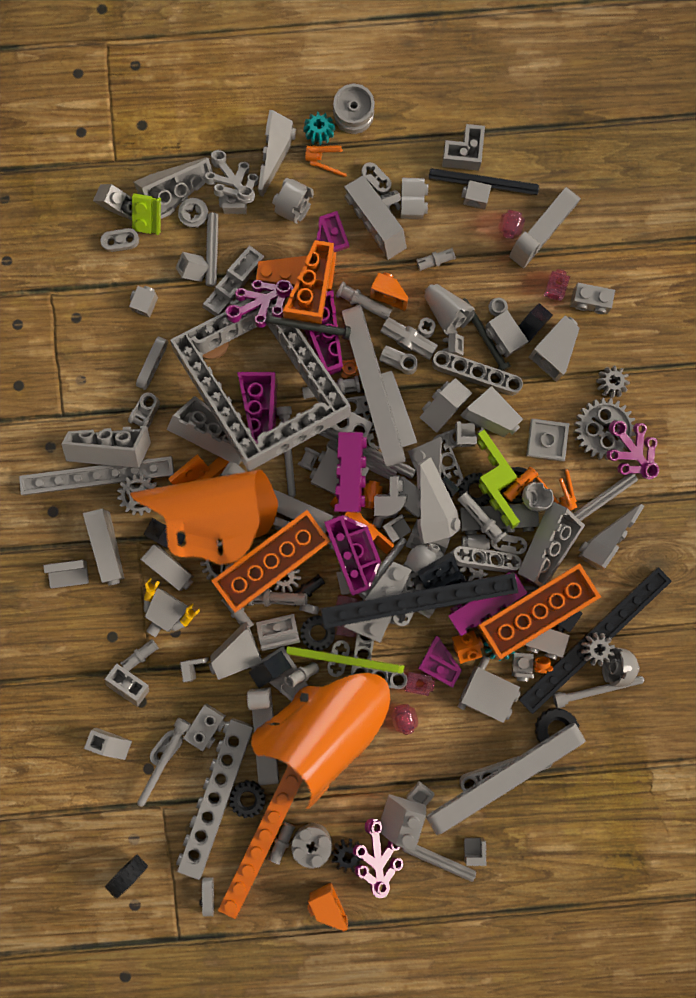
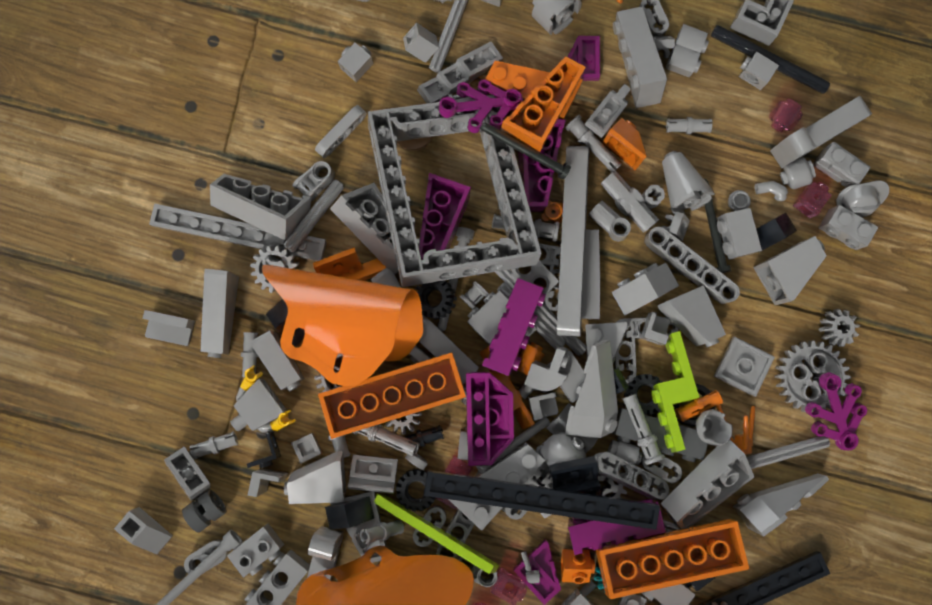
camera: 20 degrees right, 0 degrees up
(141, 570) = (248, 354): none -> light grey pin
(151, 717) = (200, 513): none -> dark grey wheel
(154, 440) = (313, 216): none -> light grey axle
(187, 652) = (267, 461): none -> black bracket
(216, 630) = (306, 447): none -> light grey plate
(288, 469) = (446, 303): none -> black tyre
(365, 270) = (608, 111): none -> light grey hinge
(434, 667) = (531, 576): none -> light grey hand
(527, 287) = (771, 186): none -> light grey arm
(537, 268) = (798, 173): none -> light grey head
(570, 249) = (841, 165): none -> light grey brick
(597, 269) = (864, 197): none -> light grey piece

